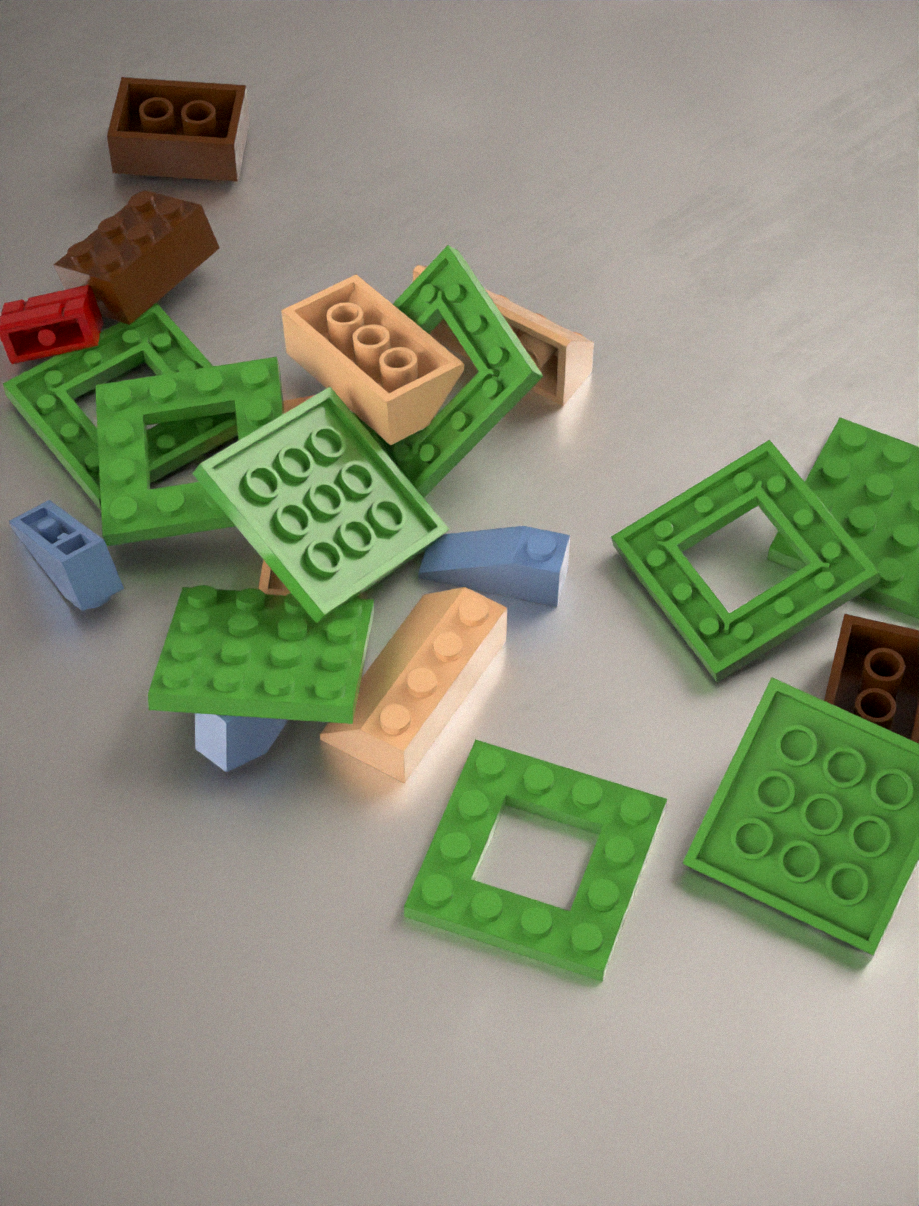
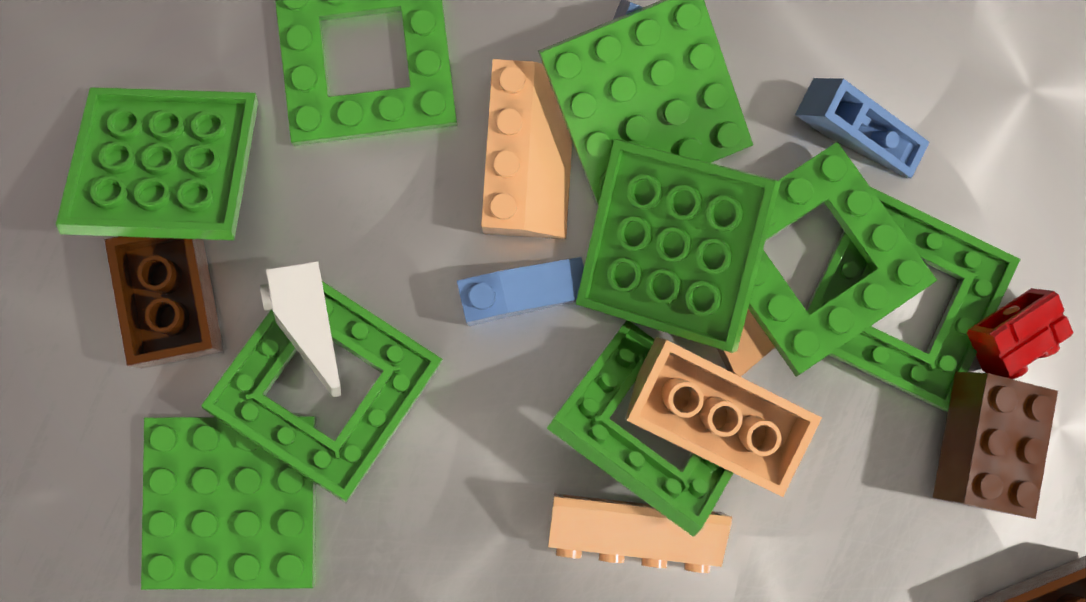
camera: 155 degrees right, 30 degrees up
(732, 614) = (302, 315): none -> white slope

